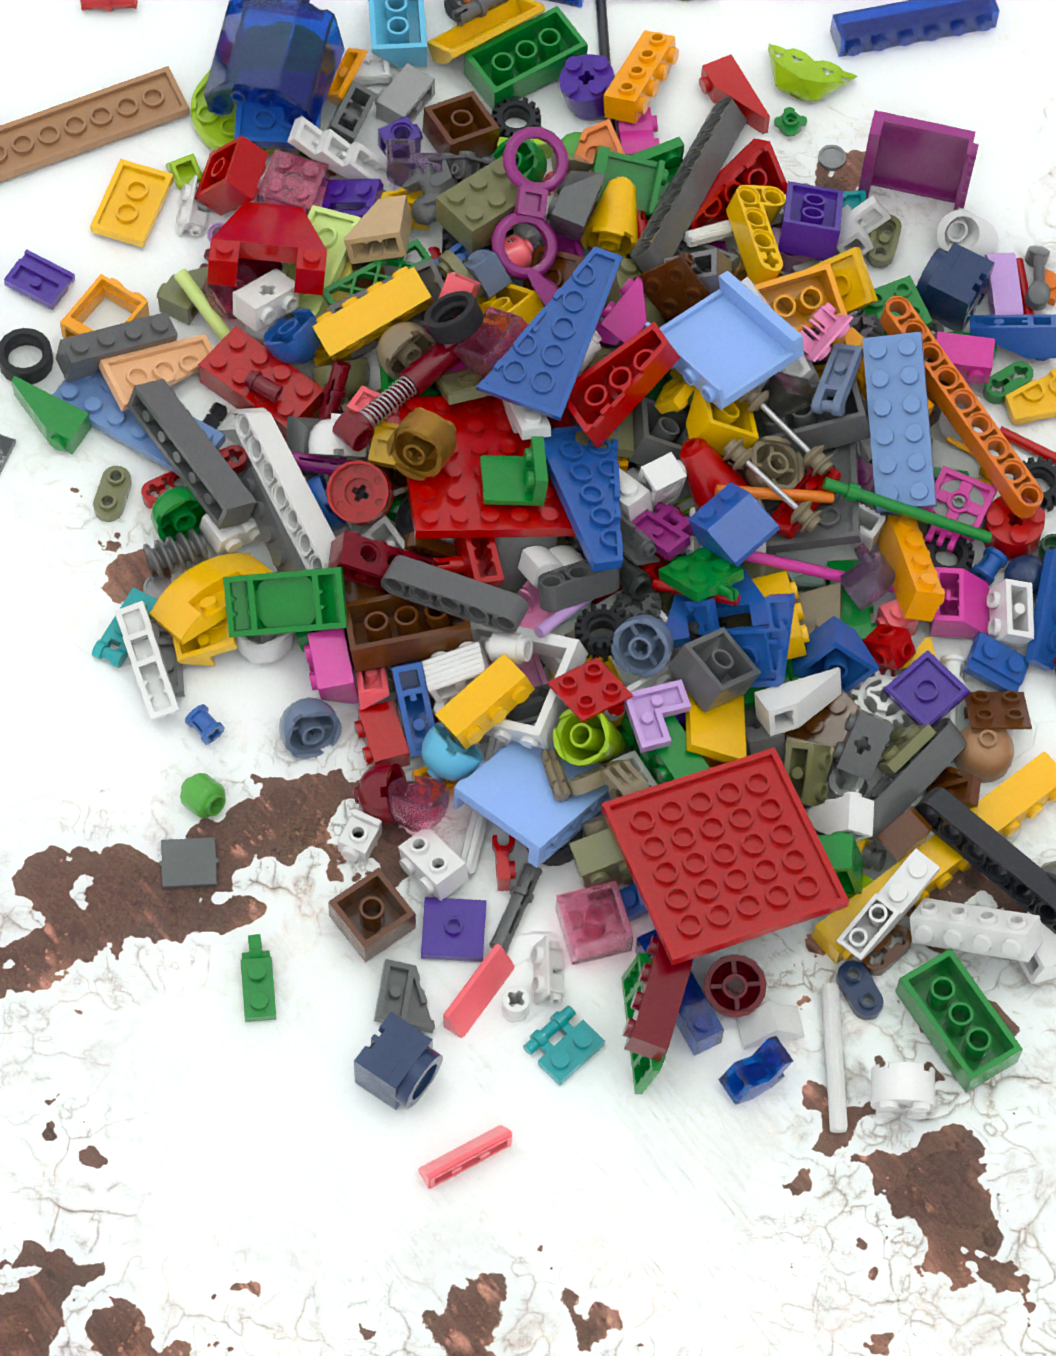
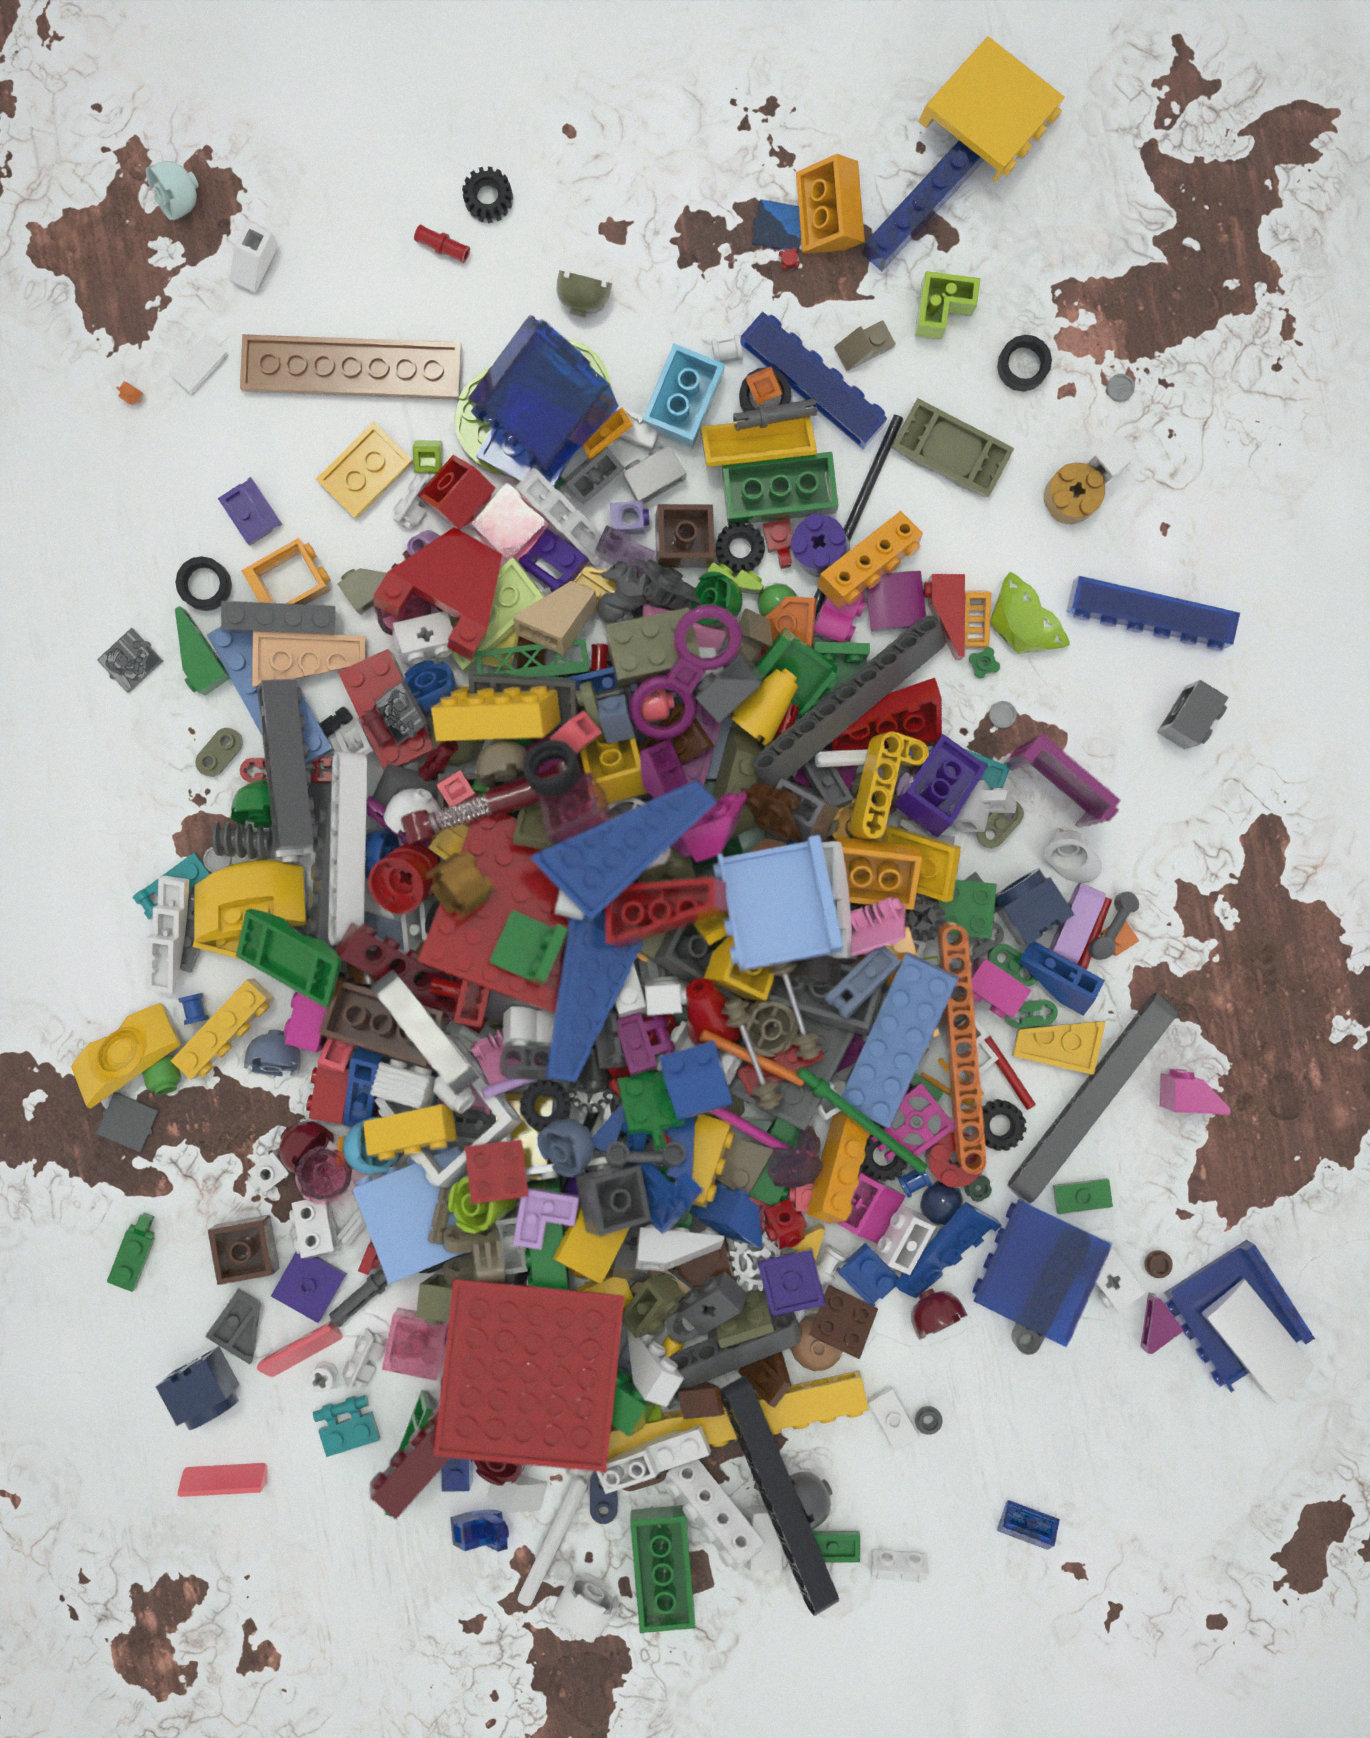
camera: 30 degrees right, 25 degrees up
(155, 791) = (124, 1054): none -> yellow slope
(199, 300) = (366, 600): yellowish green piece -> none
(244, 726) = (222, 1028): none -> yellow brick
(281, 360) = (401, 712): none -> piece
(550, 104) = (778, 538): none -> plate
(681, 106) = (896, 601): none -> magenta slope
(747, 609) = (671, 1156): none -> dark grey bar
(760, 70) = (985, 607): none -> light orange slope
(1000, 78) = (1193, 715): none -> dark grey brick

